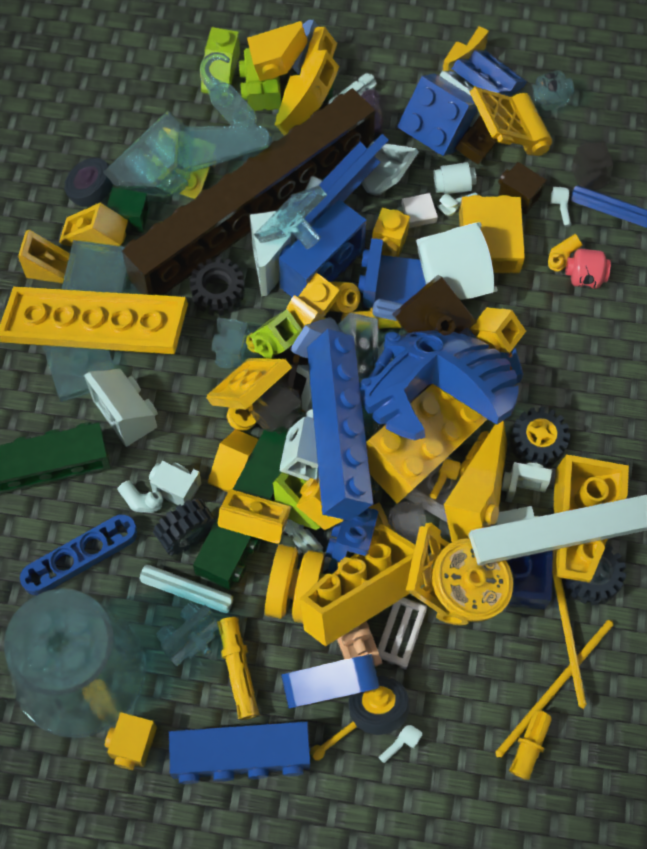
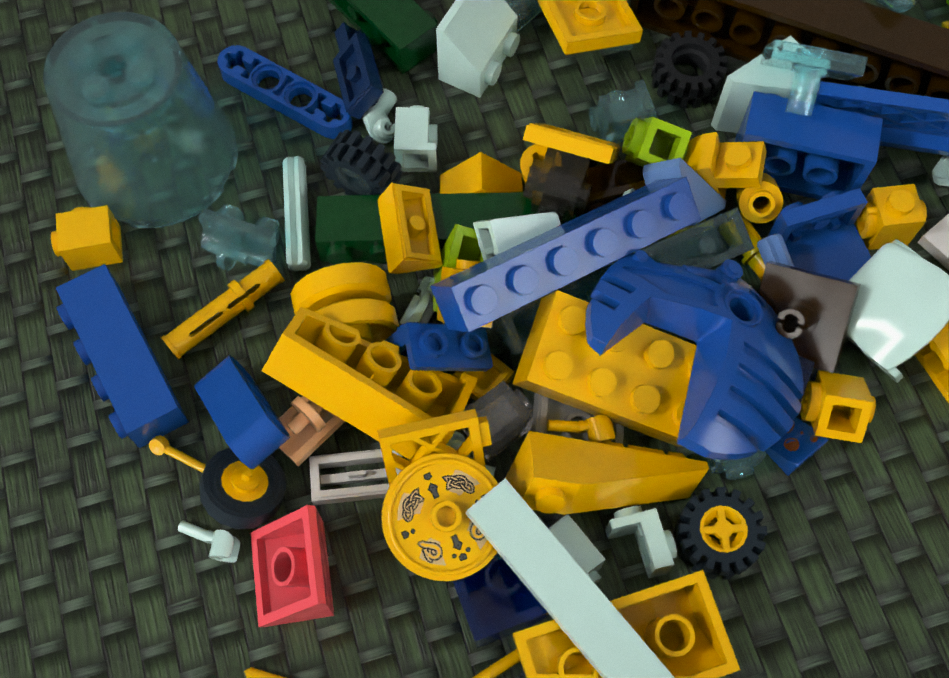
camera: 65 degrees right, 0 degrees up
(96, 495) = (356, 71): none -> dark blue hinge
(448, 696) = (292, 569): none -> coral slope

